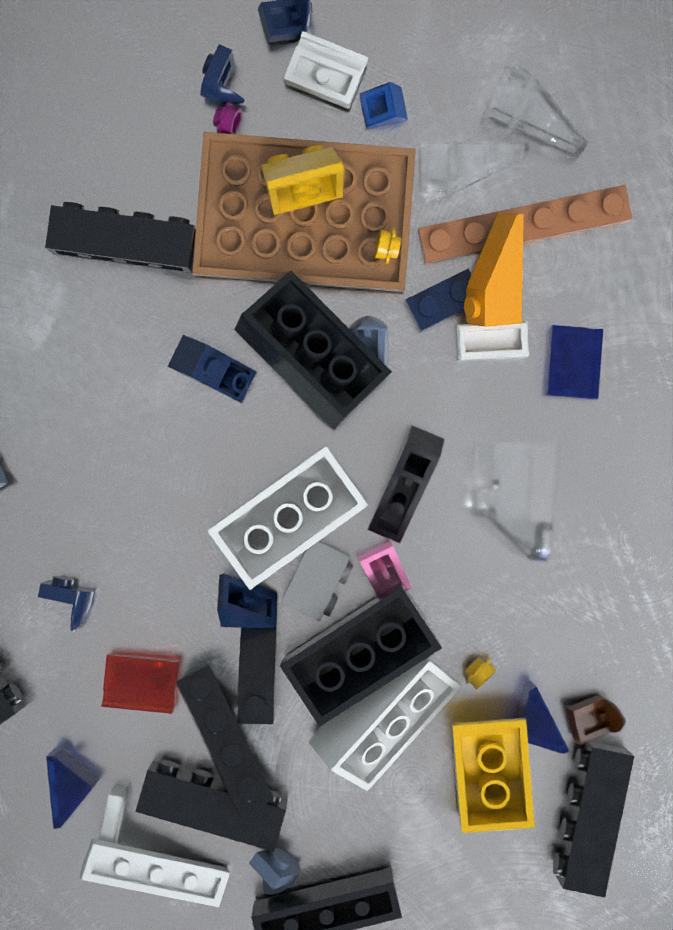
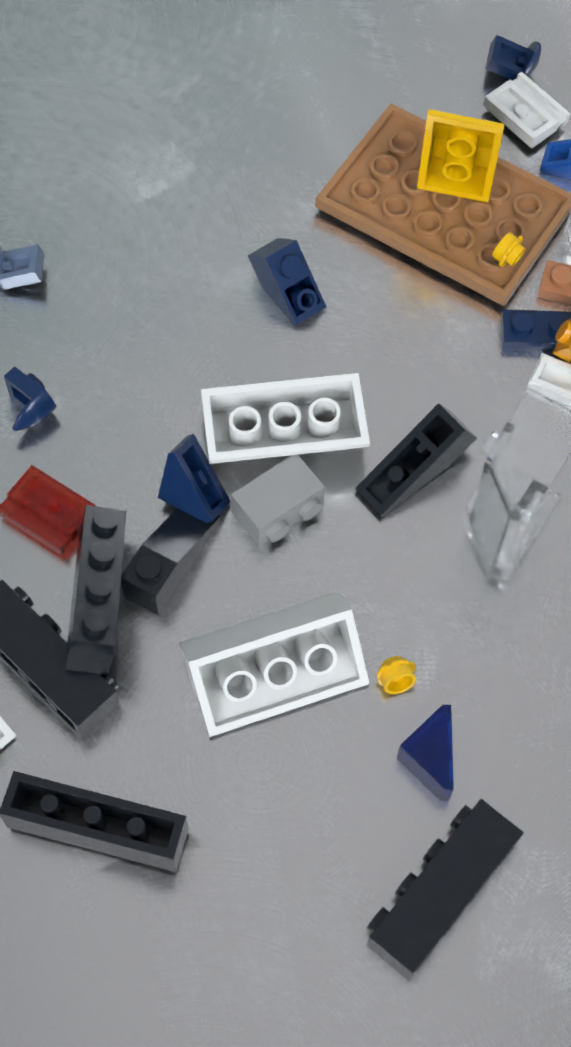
camera: 30 degrees right, 25 degrees down
(121, 238) = (267, 147): black brick -> none
(216, 72) = (428, 71): dark blue plate -> none
(227, 118) = (418, 103): magenta plate -> none
(276, 869) = (70, 747): sand blue plate -> none
(311, 349) = (389, 303): black slope -> none
(360, 654) = (283, 572): black slope -> none
(373, 334) = (447, 324): sand blue plate -> none
(383, 567) = (351, 522): bright pink slope -> none
(493, 775) = (356, 766): yellow slope -> none
(594, 719) = (497, 782): reddish brown plate -> none

